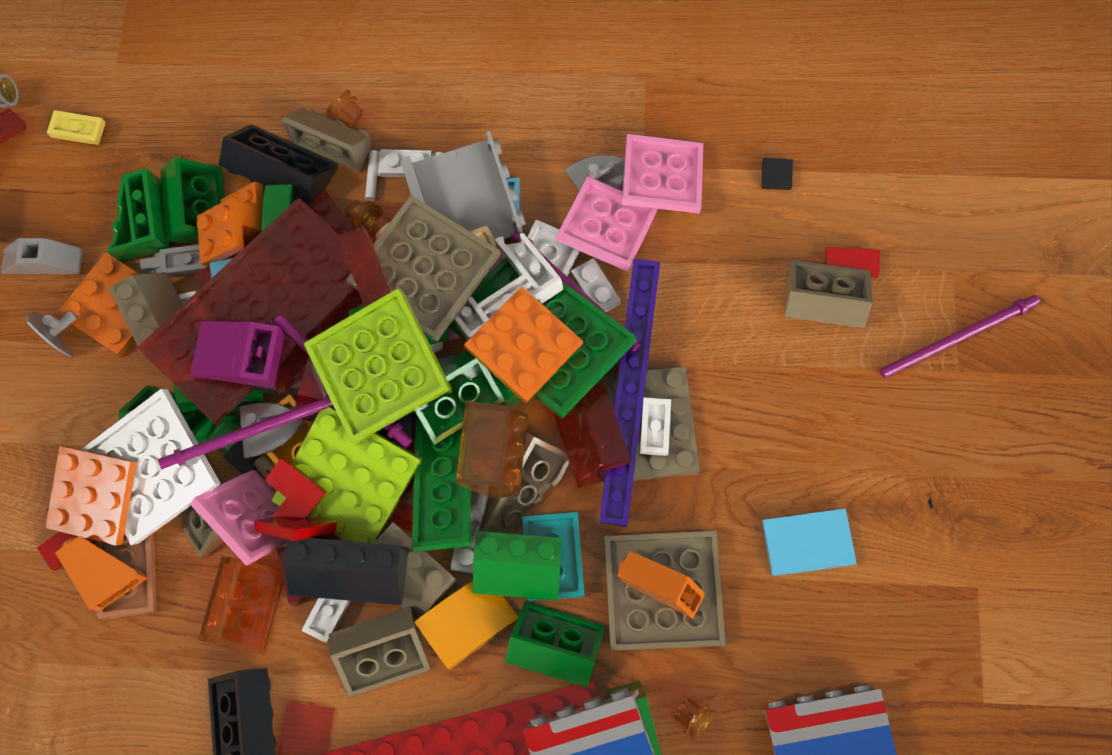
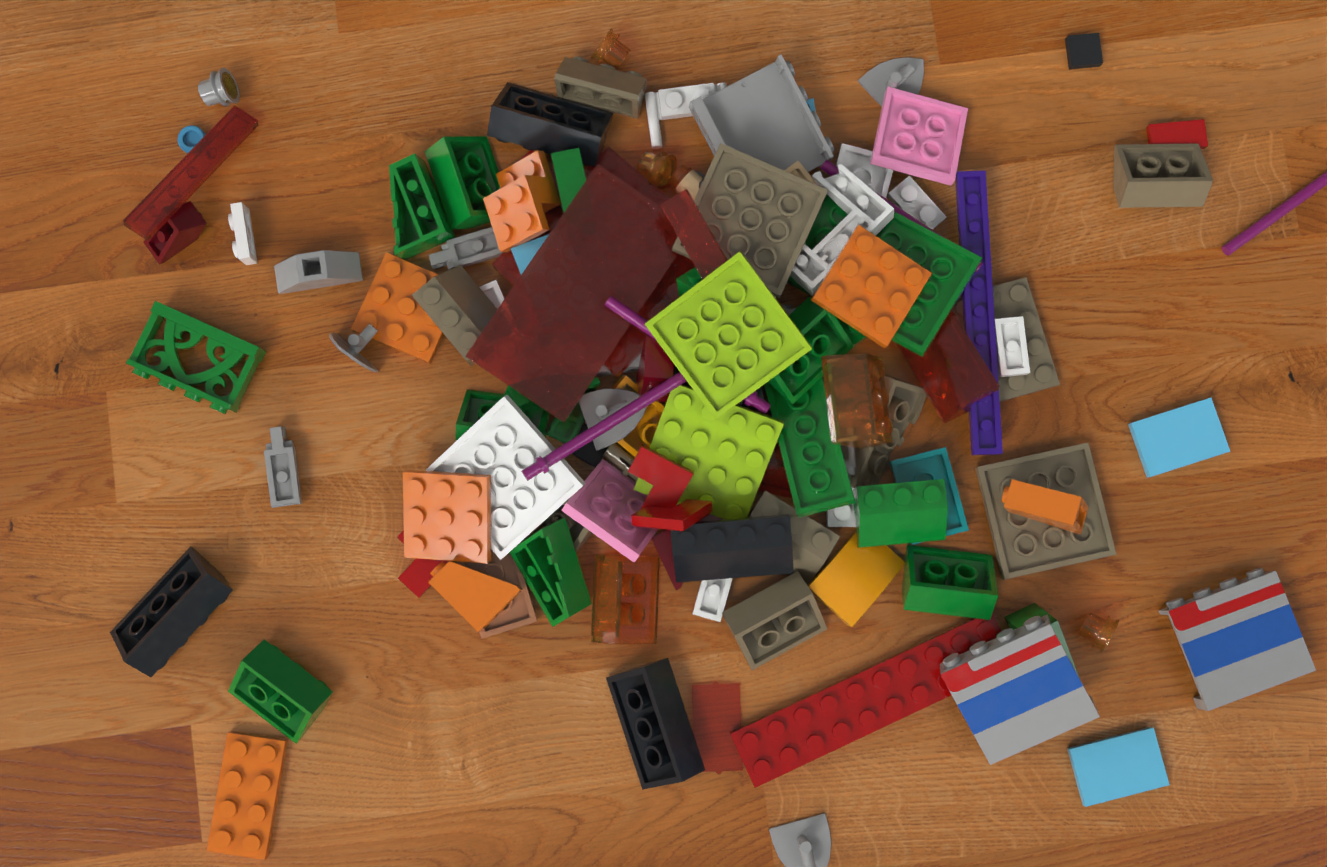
camera: 20 degrees left, 10 degrees up
(76, 127) = (316, 116): light yellow plate -> none
(177, 565) = (553, 571): none -> green wedge
(238, 352) = (575, 345): magenta slope -> none
(662, 173) = (967, 71): bright pink plate -> none

